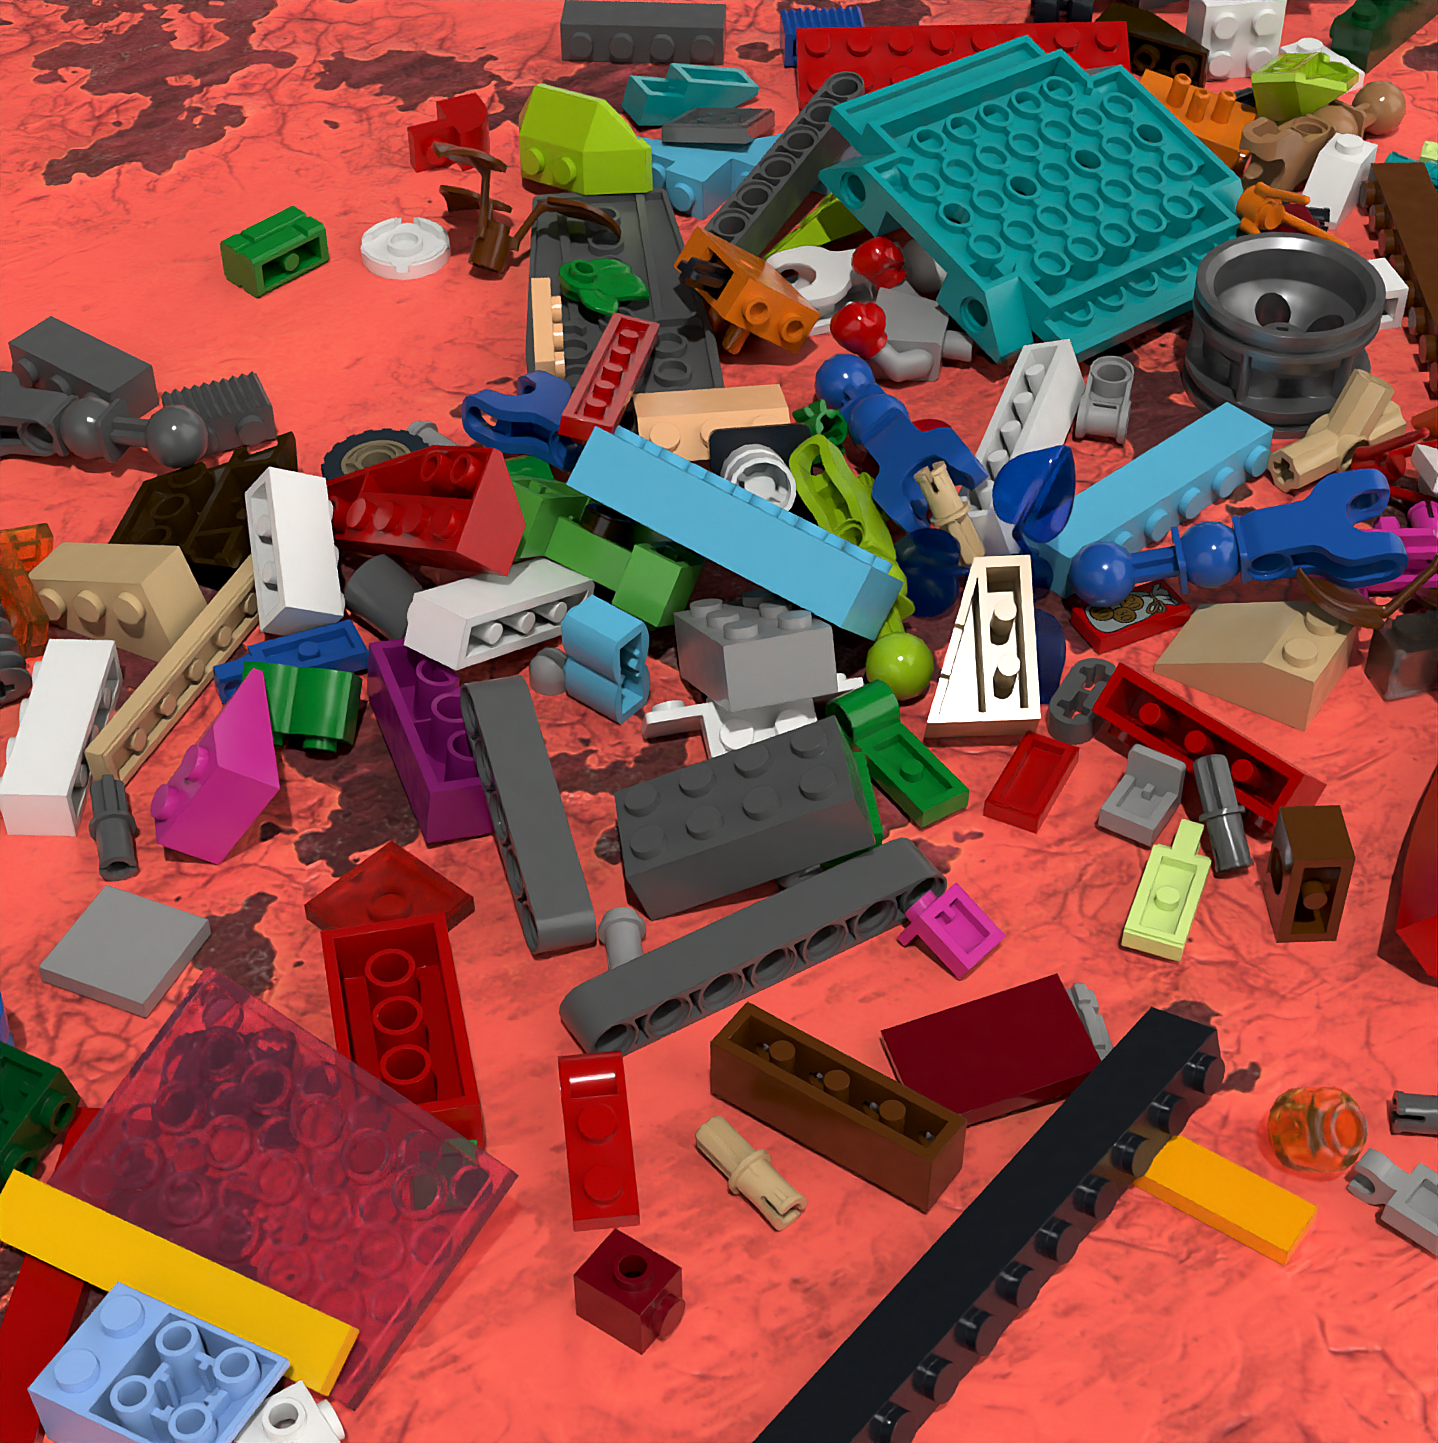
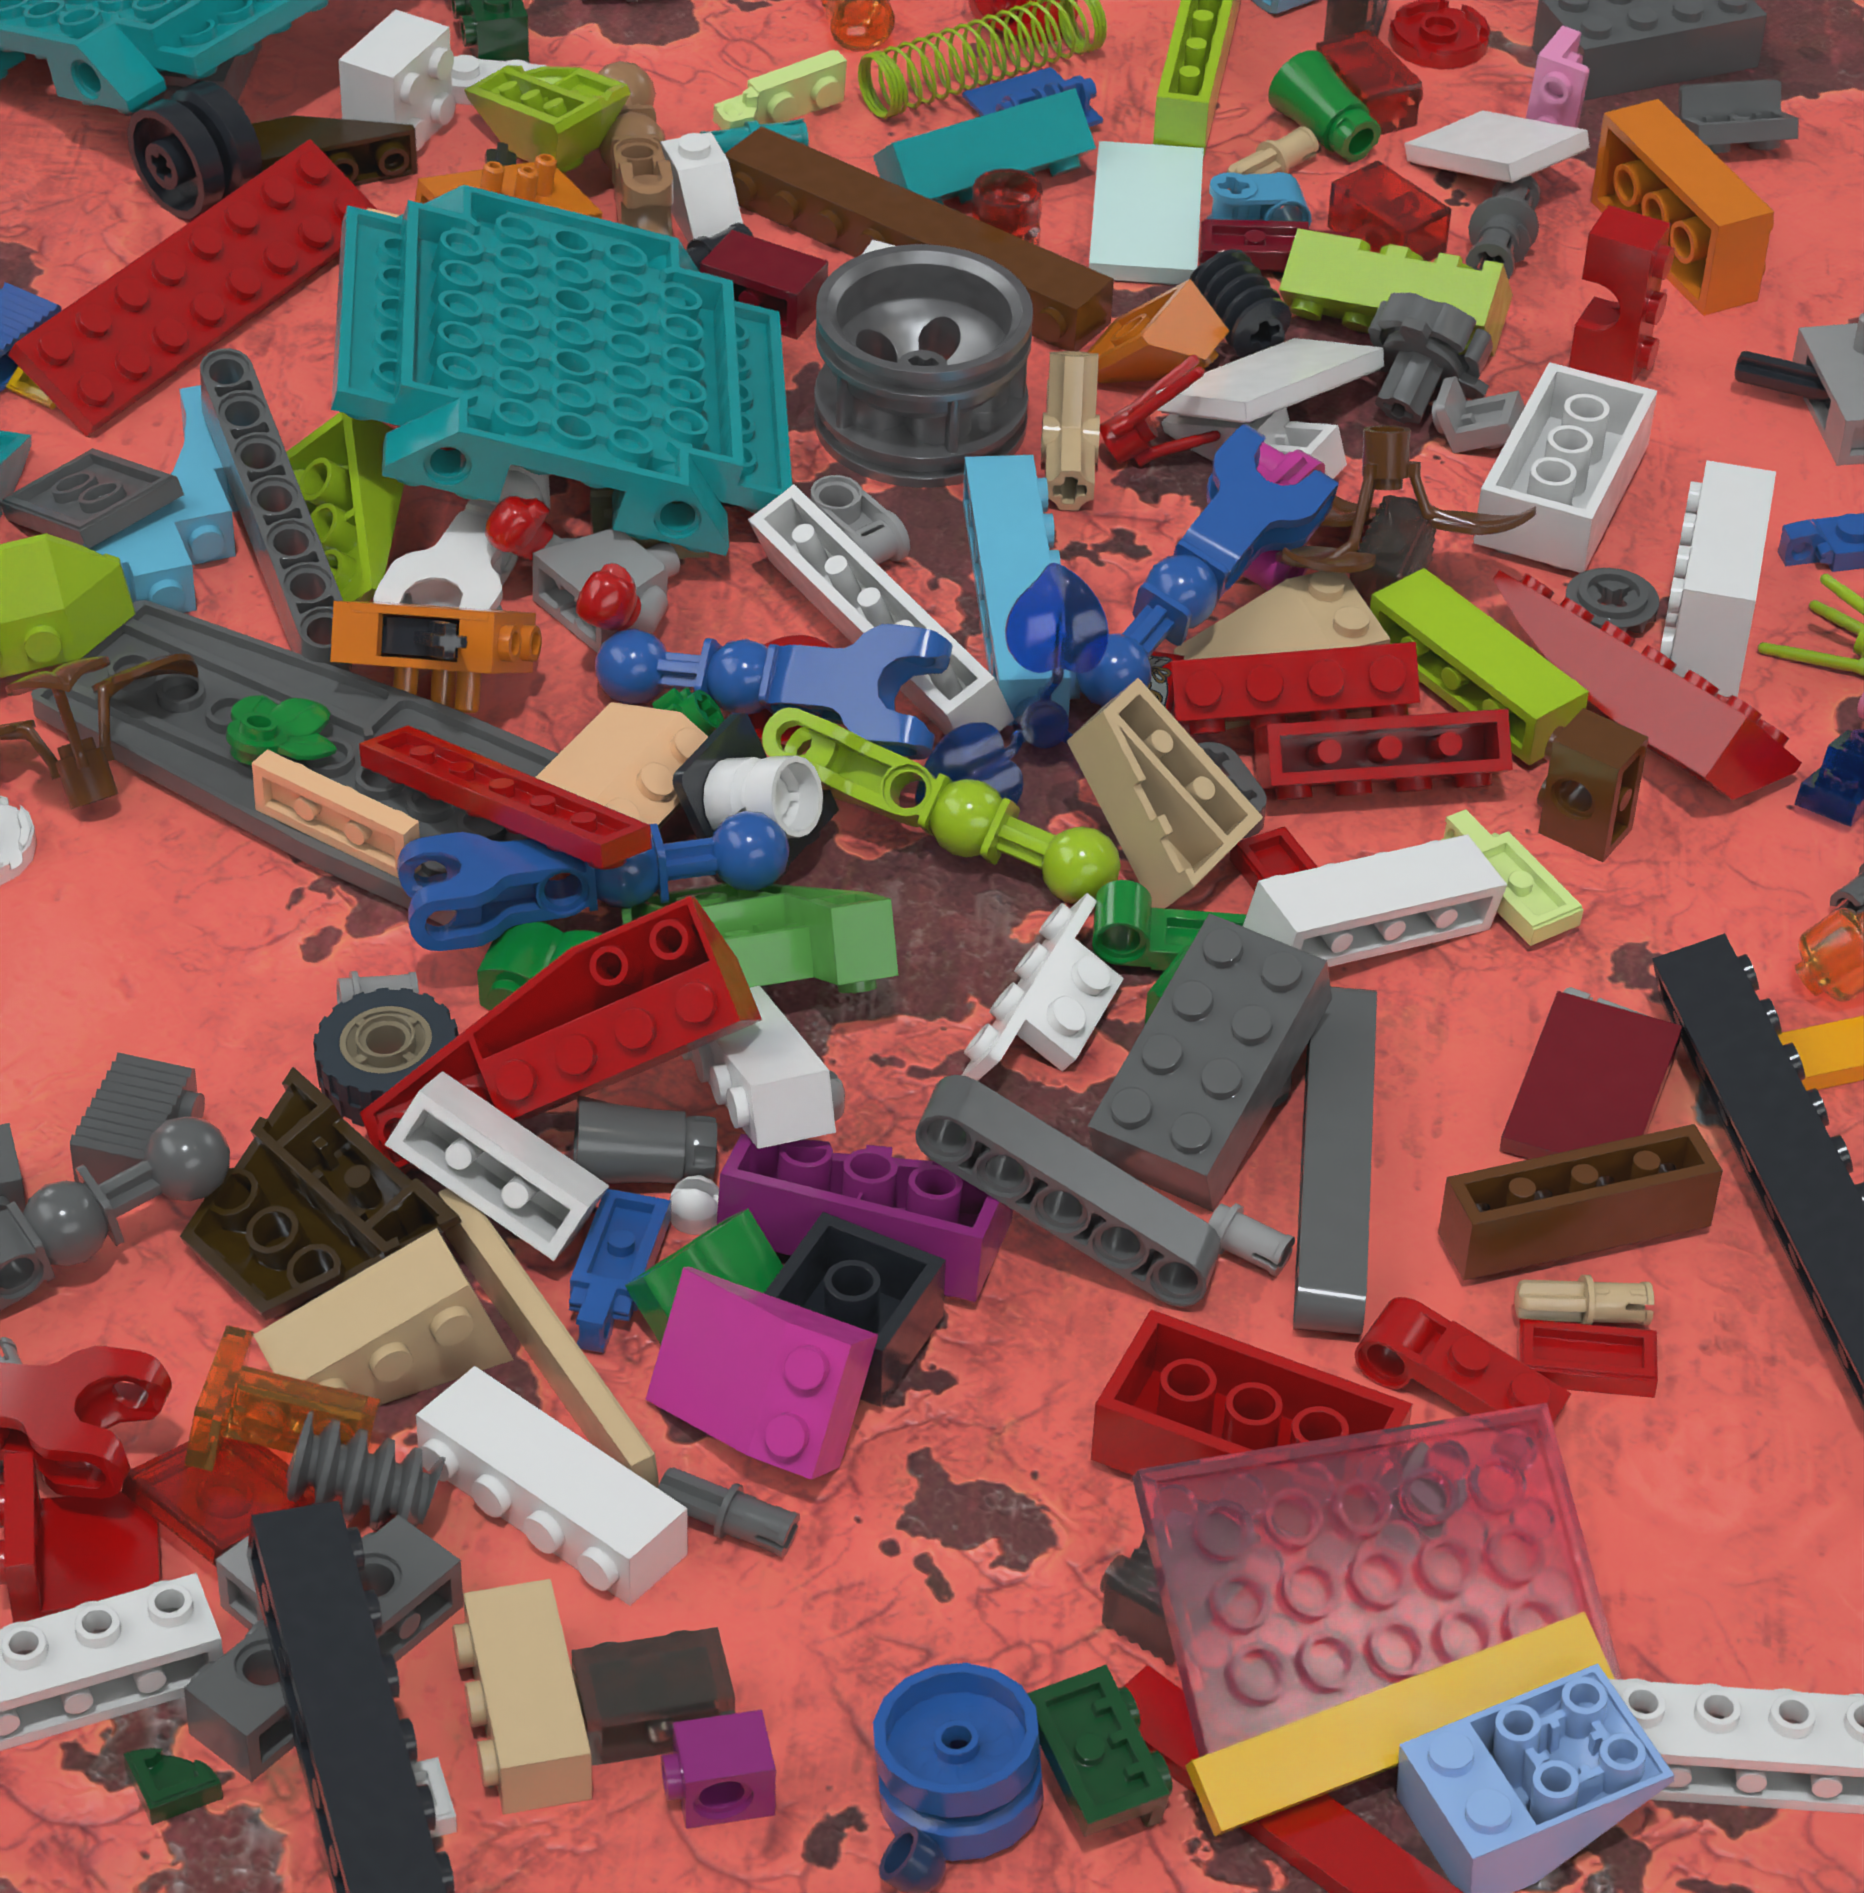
camera: 55 degrees left, 0 degrees up
(125, 951) = (908, 1584): light grey tile -> none
(334, 779) = (870, 1285): none -> black brick
(388, 888) = (1030, 1370): clear red tile -> none
(606, 658) = (887, 1037): medium azure brick -> none
(607, 523) = (732, 919): dark brown tile -> none
(629, 1292) = (1655, 1440): dark red brick -> none
(701, 1209) = (1591, 1356): none -> red tile
(737, 530) = (885, 837): medium azure brick -> none
(755, 651) = (1005, 932): light grey brick -> none
(949, 510) = (958, 699): tan axle -> none
(952, 928) = (1427, 1023): dark pink bracket -> none
(1030, 826) = (1380, 901): none -> white brick
(1144, 796) = (1385, 814): light grey bracket -> none
(1207, 666) = (1295, 684): none -> red brick
(1222, 814) = (1468, 789): dark grey axle -> none
(1262, 209) = (734, 257): orange plant -> none
(1374, 747) = (1478, 661): none -> lime brick

